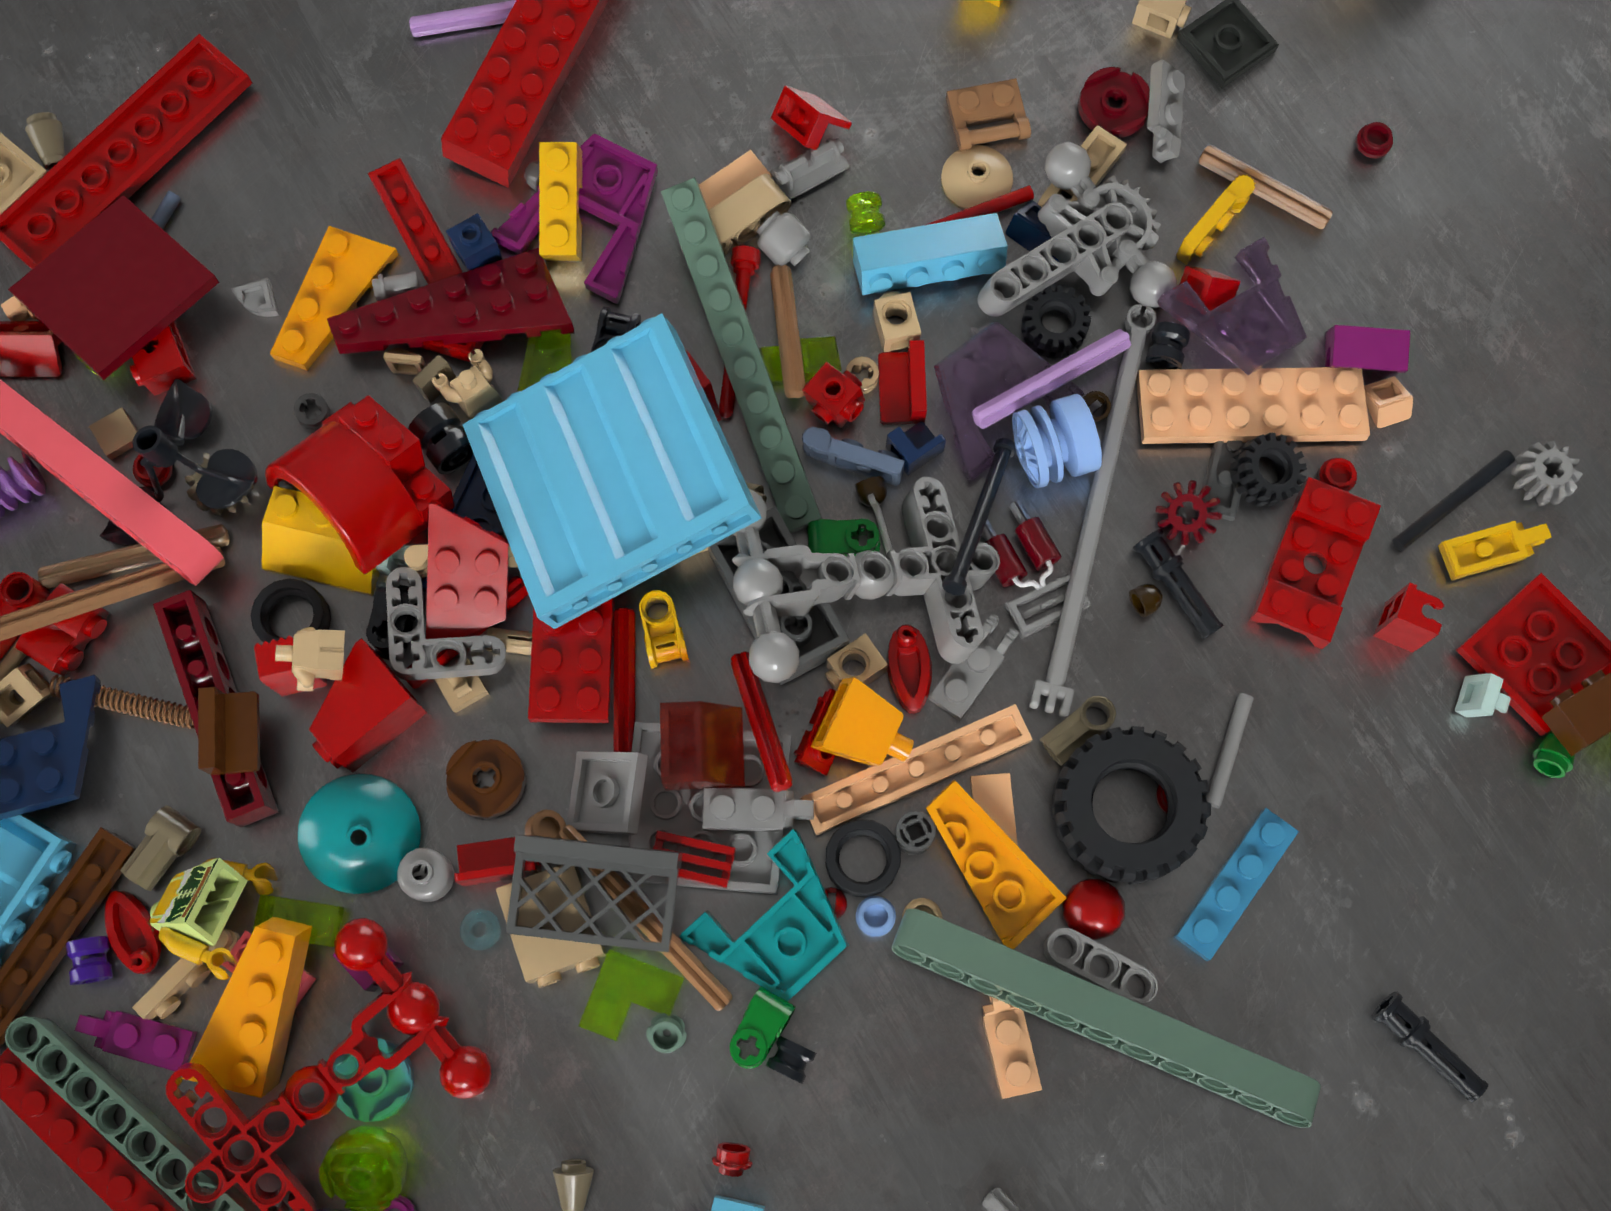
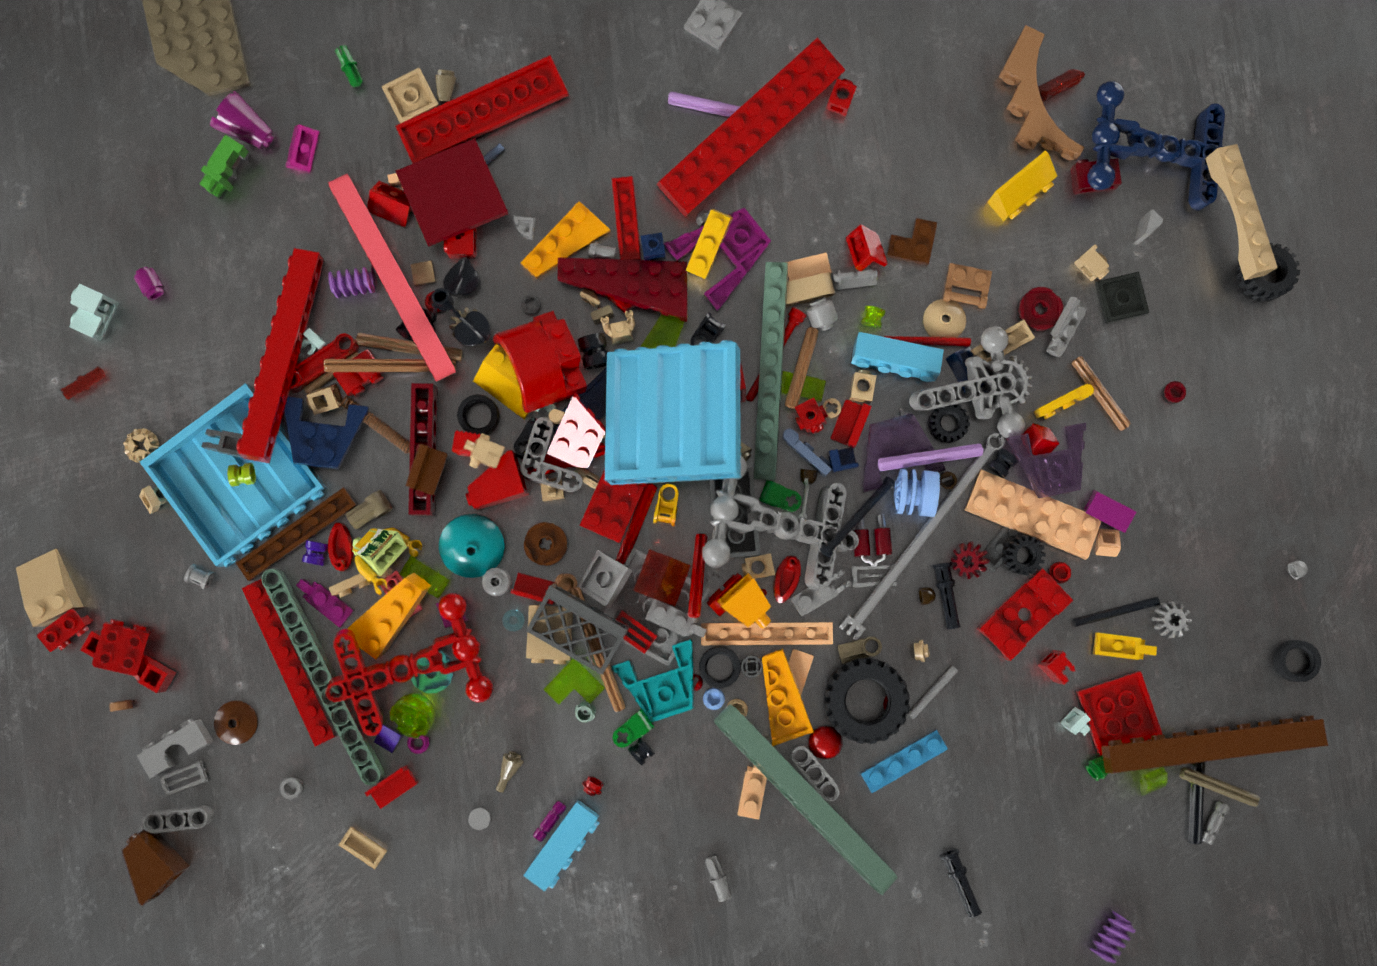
camera: 25 degrees right, 10 degrees up
(887, 91) = (917, 248): none -> reddish brown plate
(1180, 689) = (921, 651): none -> tan plate

